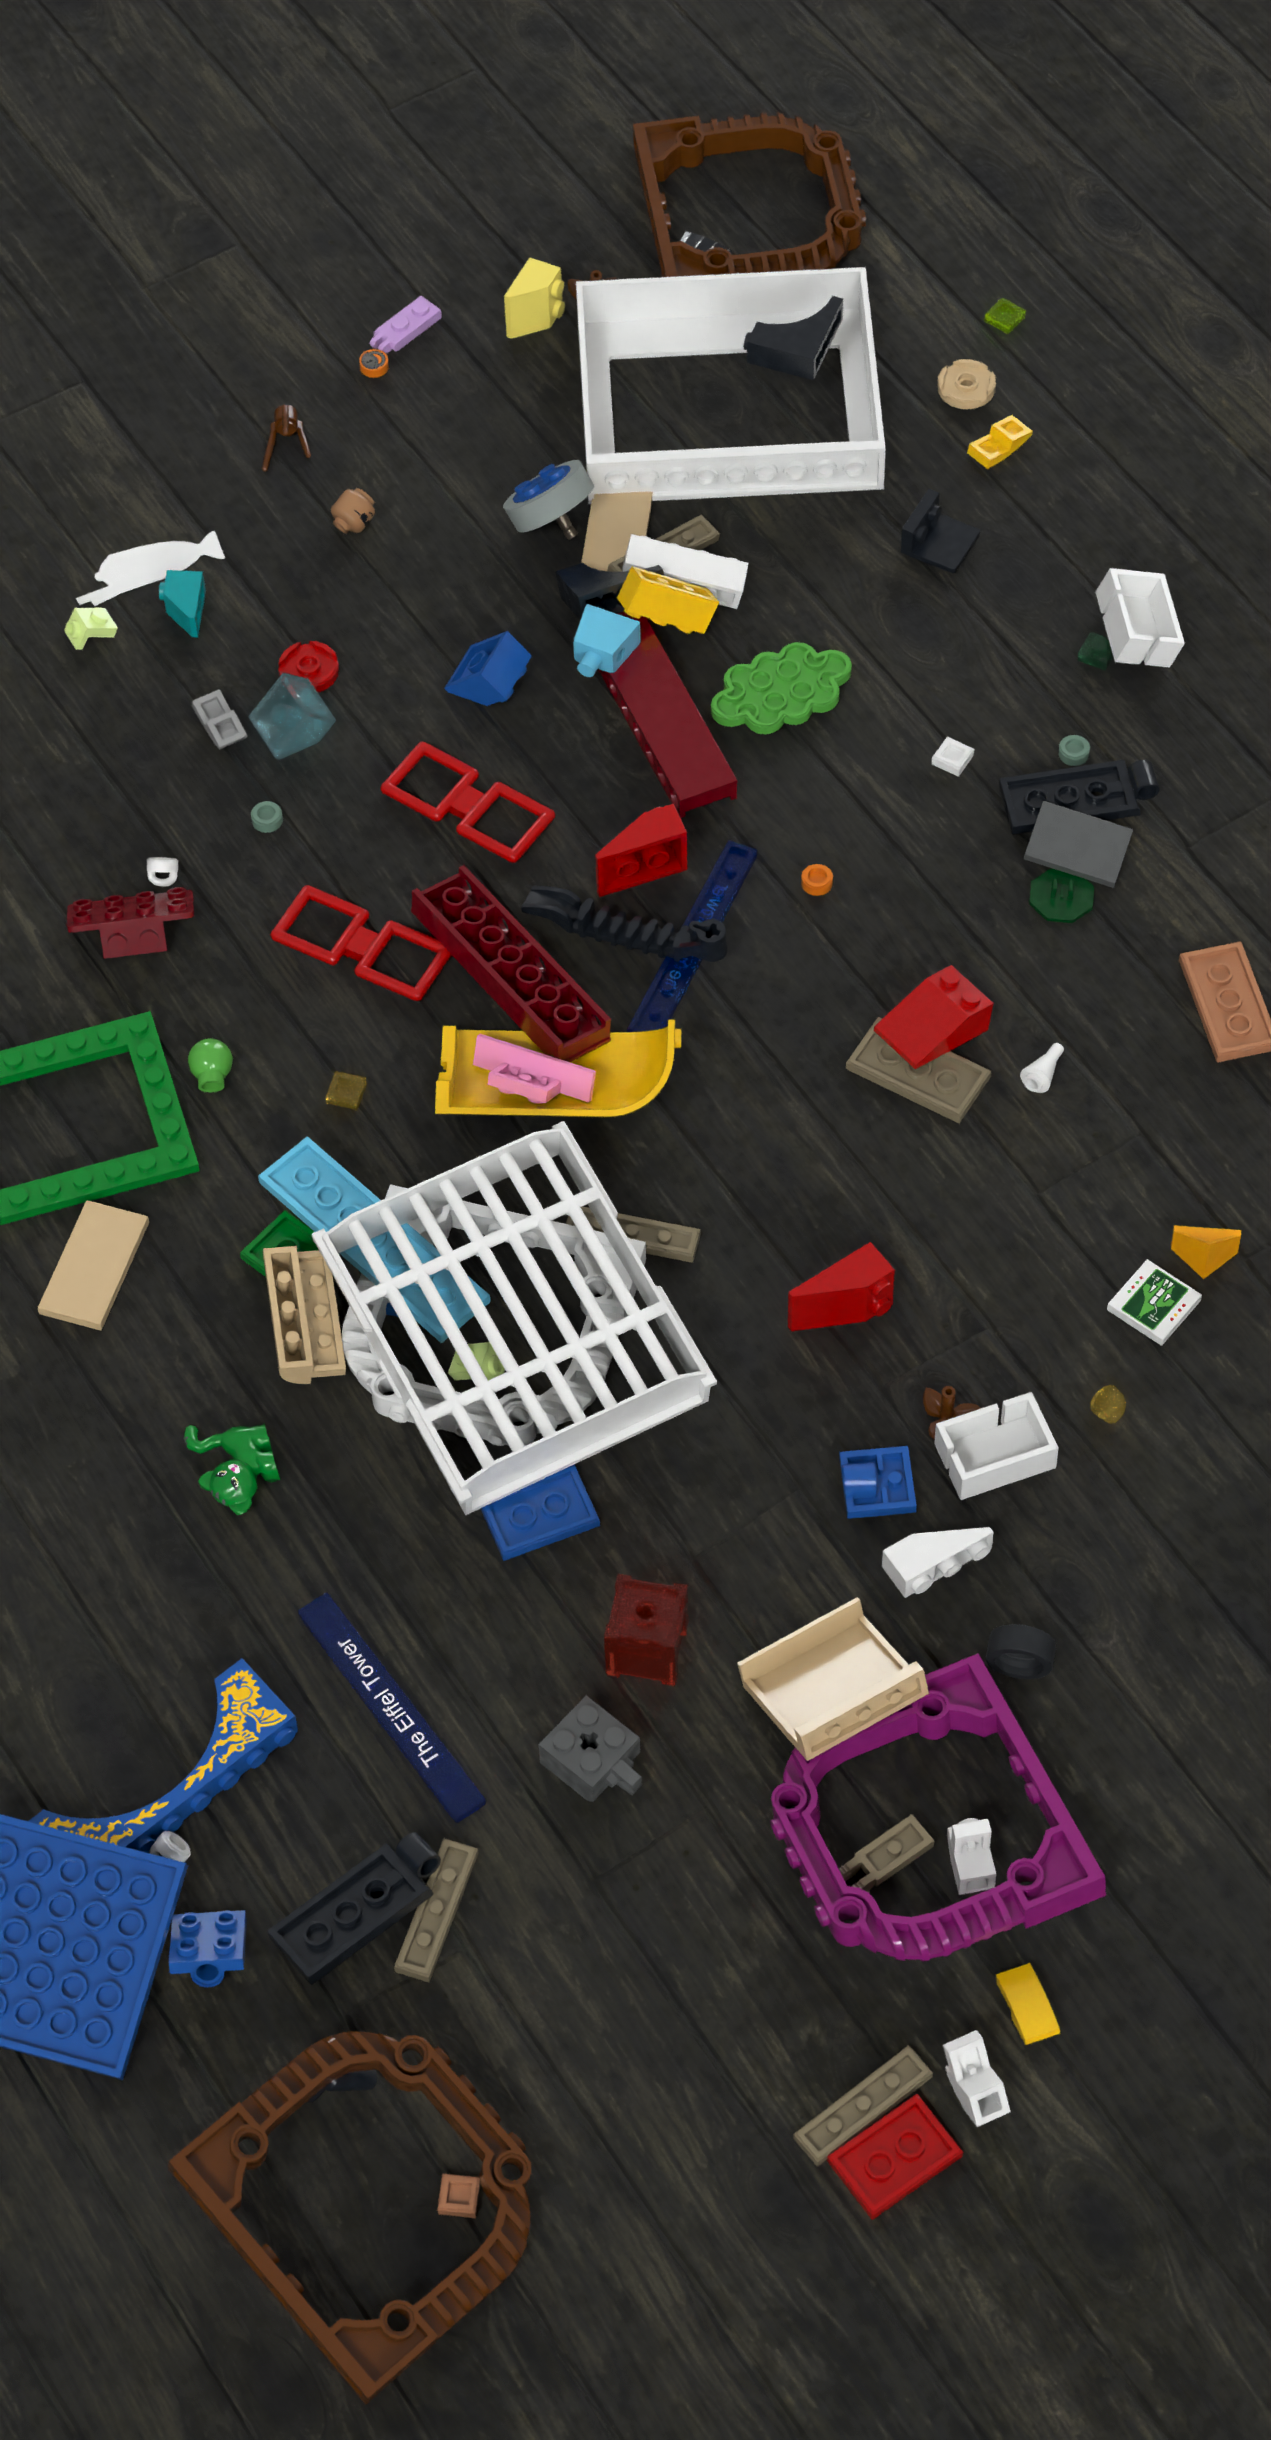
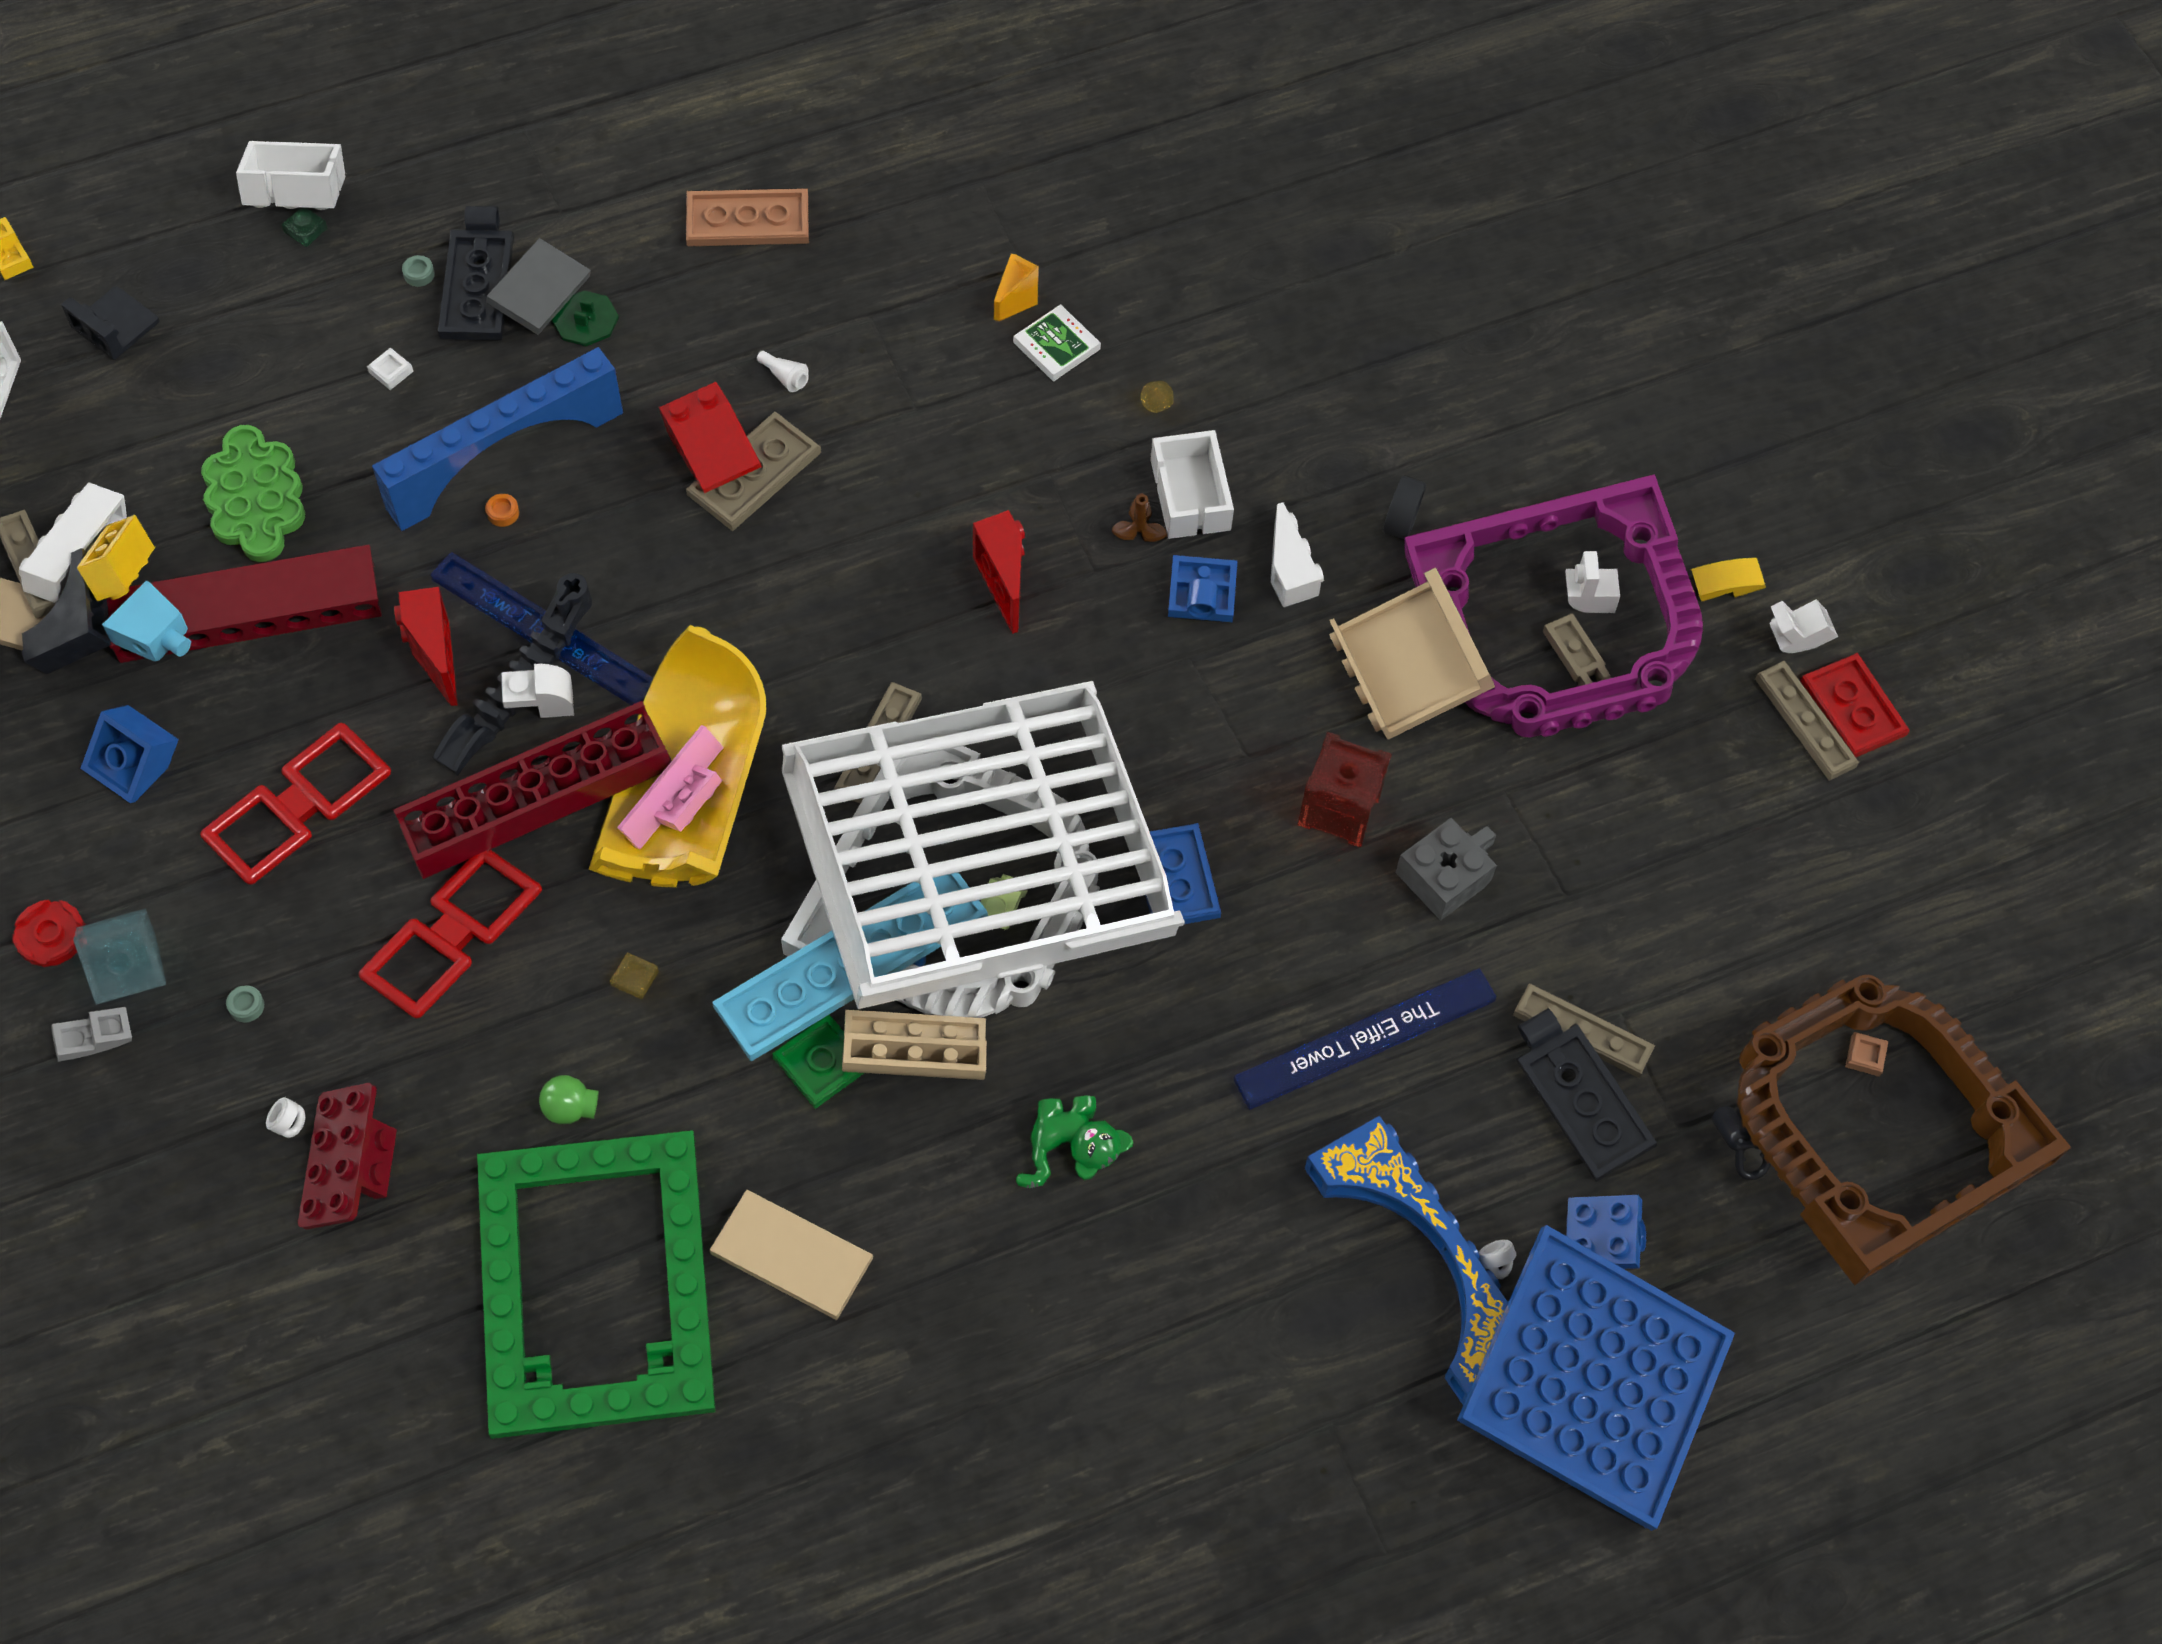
camera: 85 degrees left, 5 degrees up
(614, 947) = (543, 687): none -> white brick
(813, 793) = (419, 473): none -> blue arch

